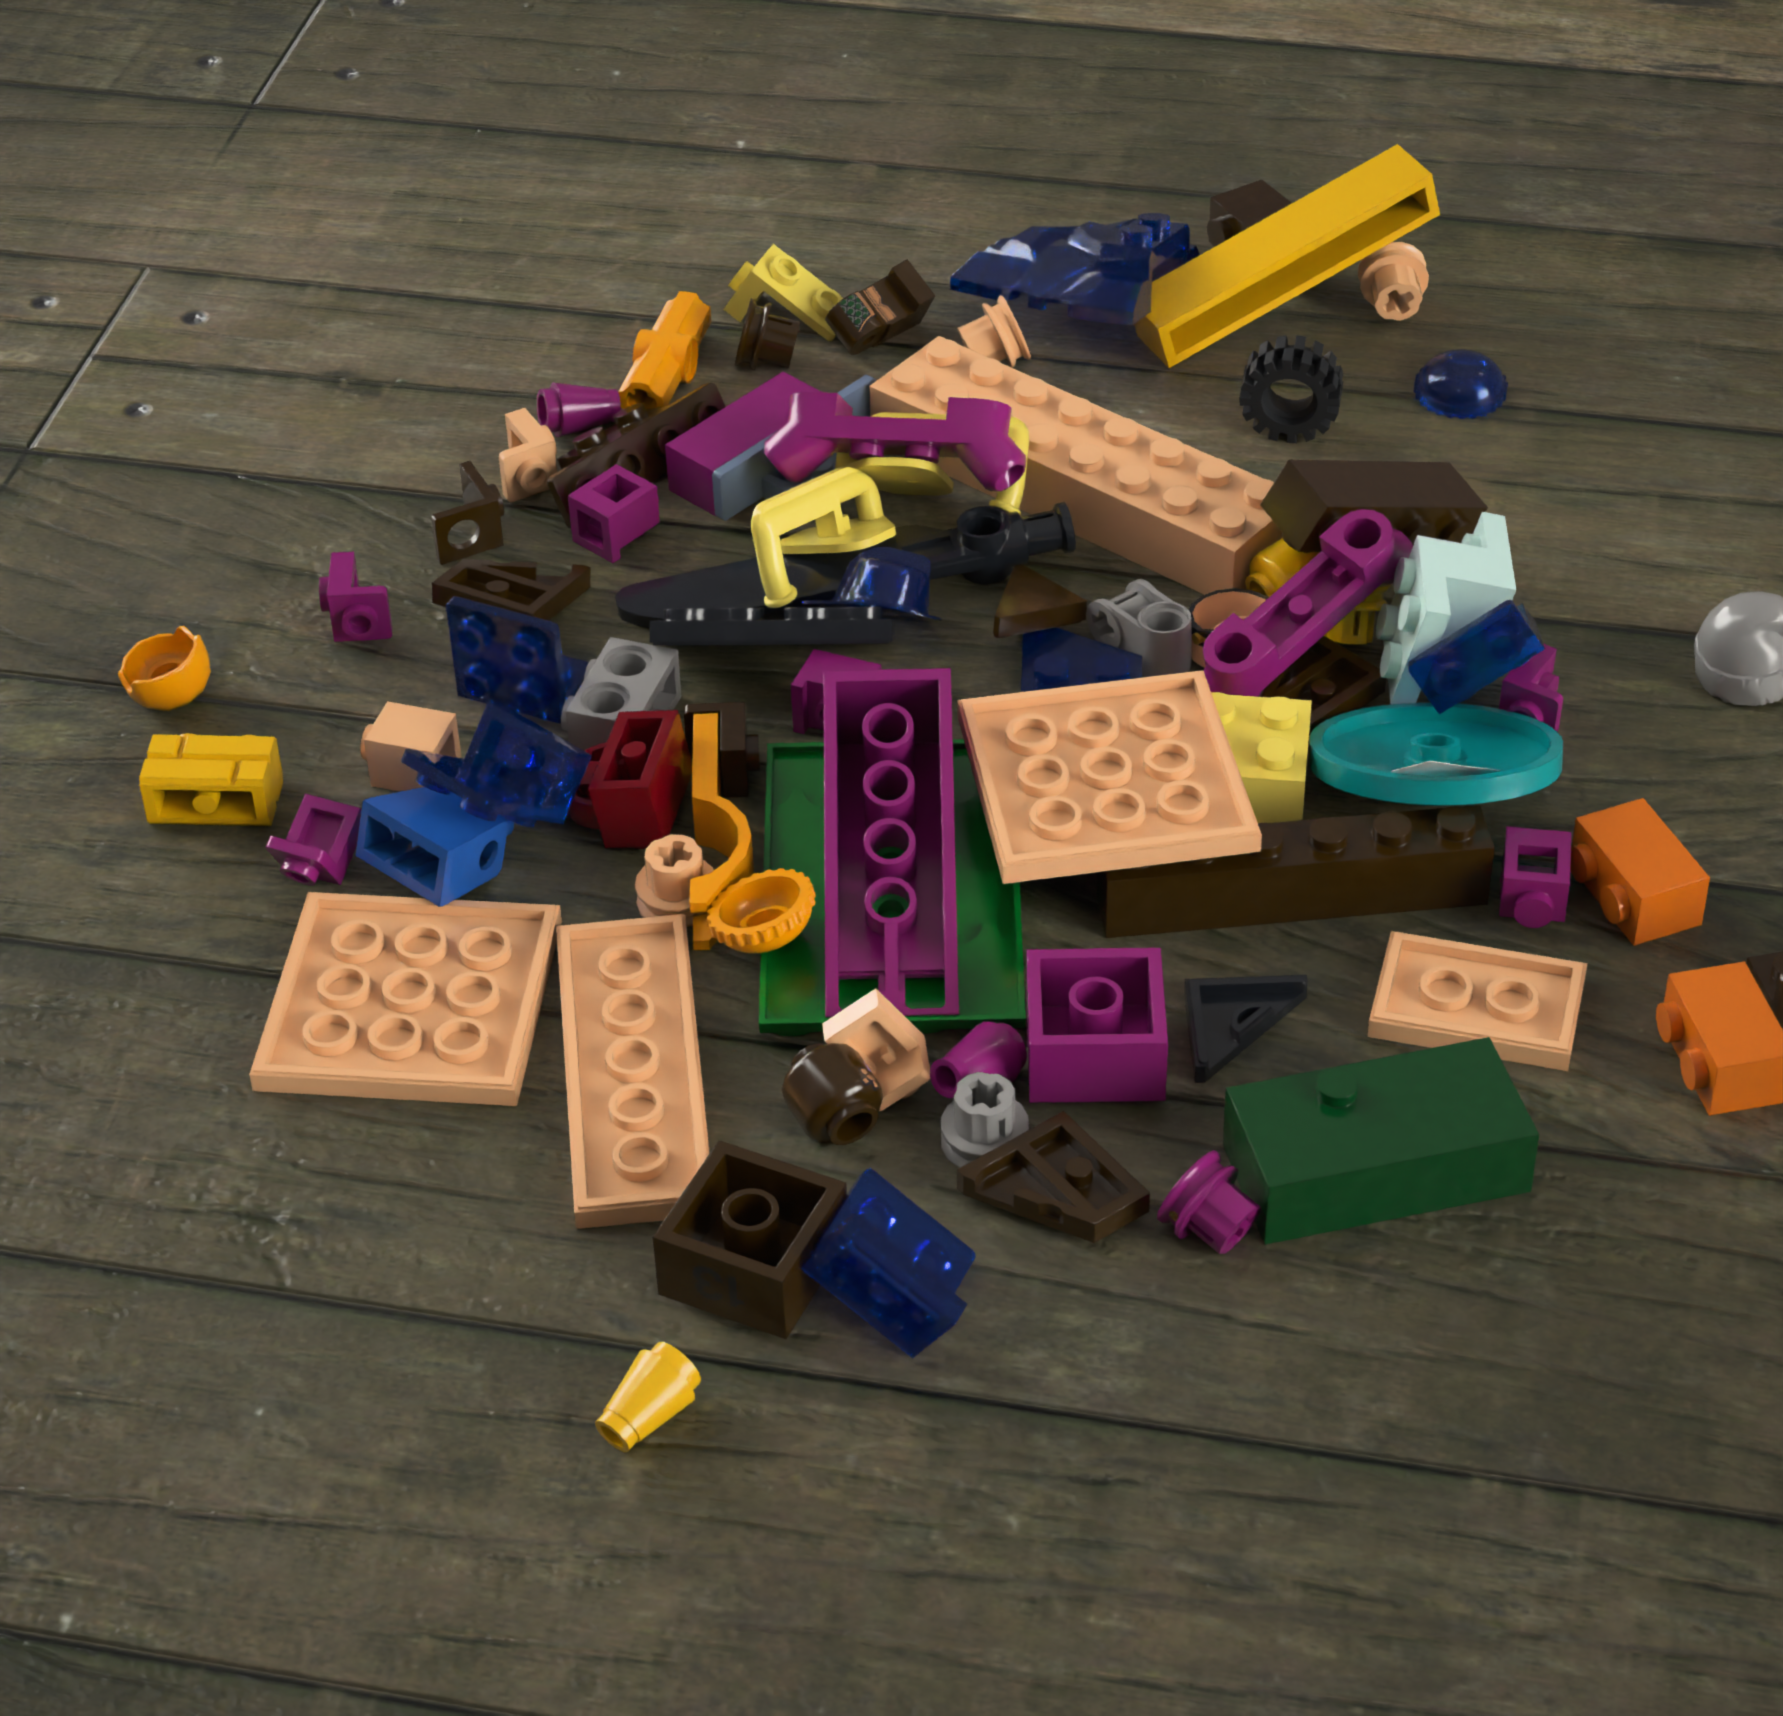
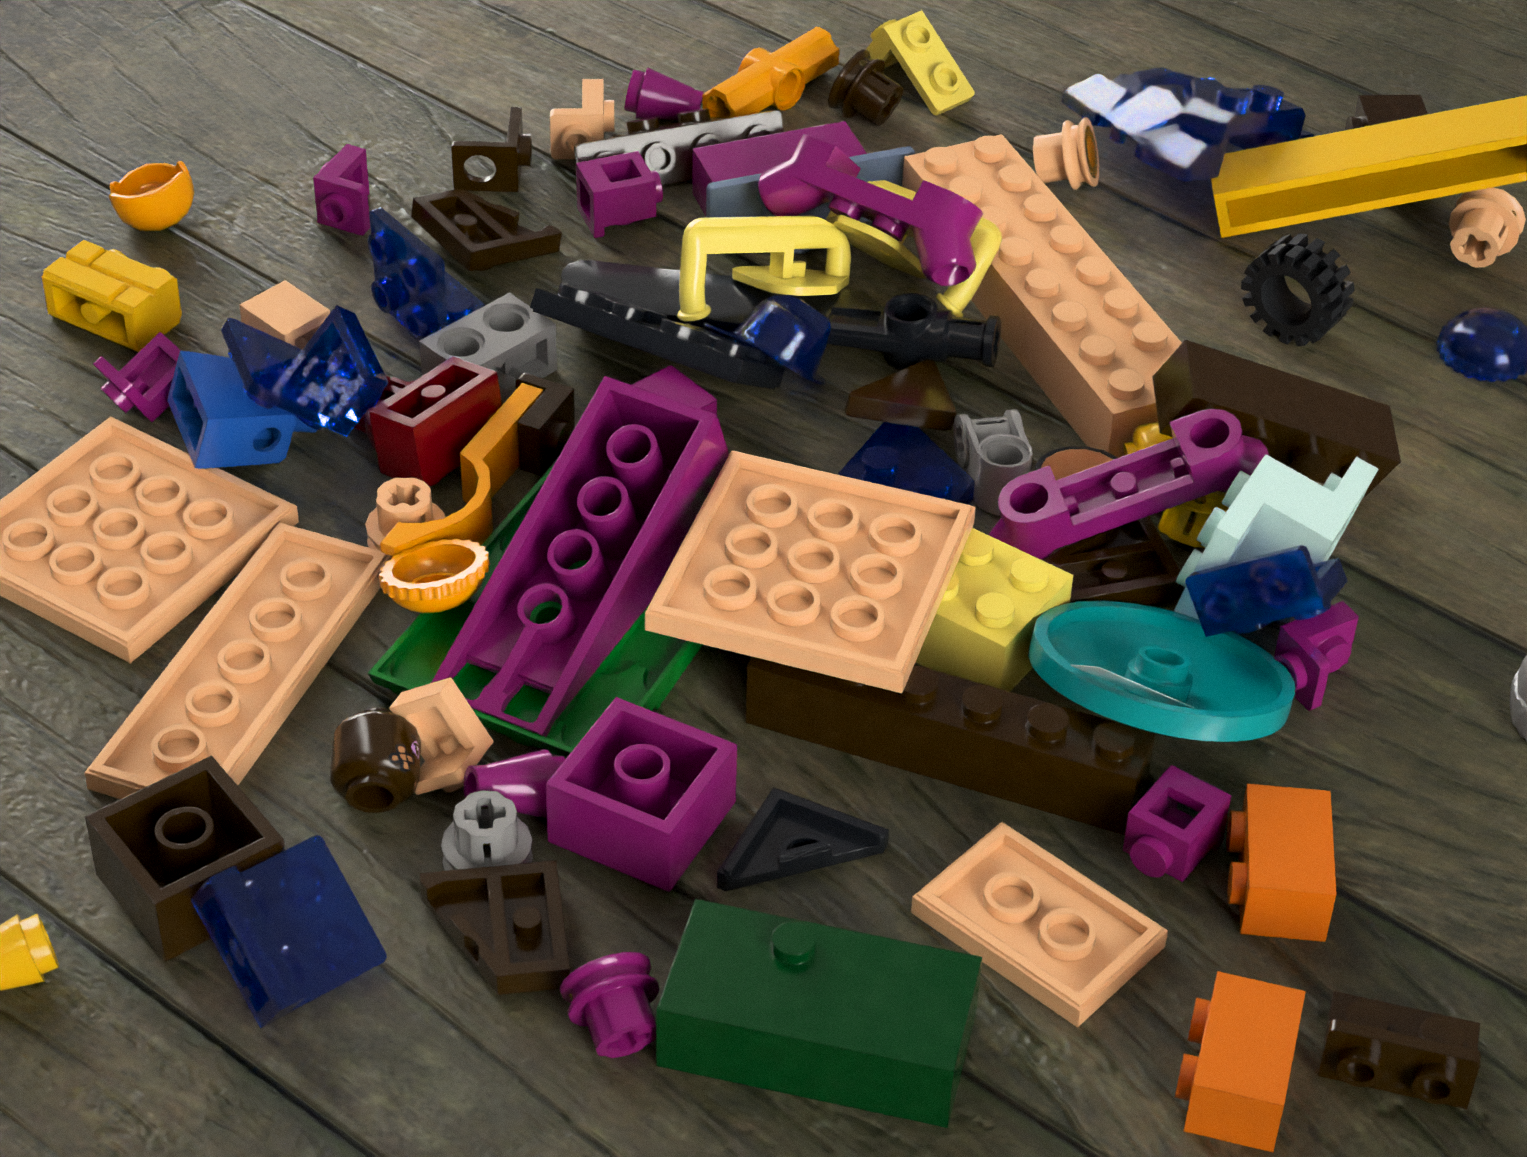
camera: 25 degrees right, 0 degrees up
(881, 309) = (984, 100): dark brown leg -> none

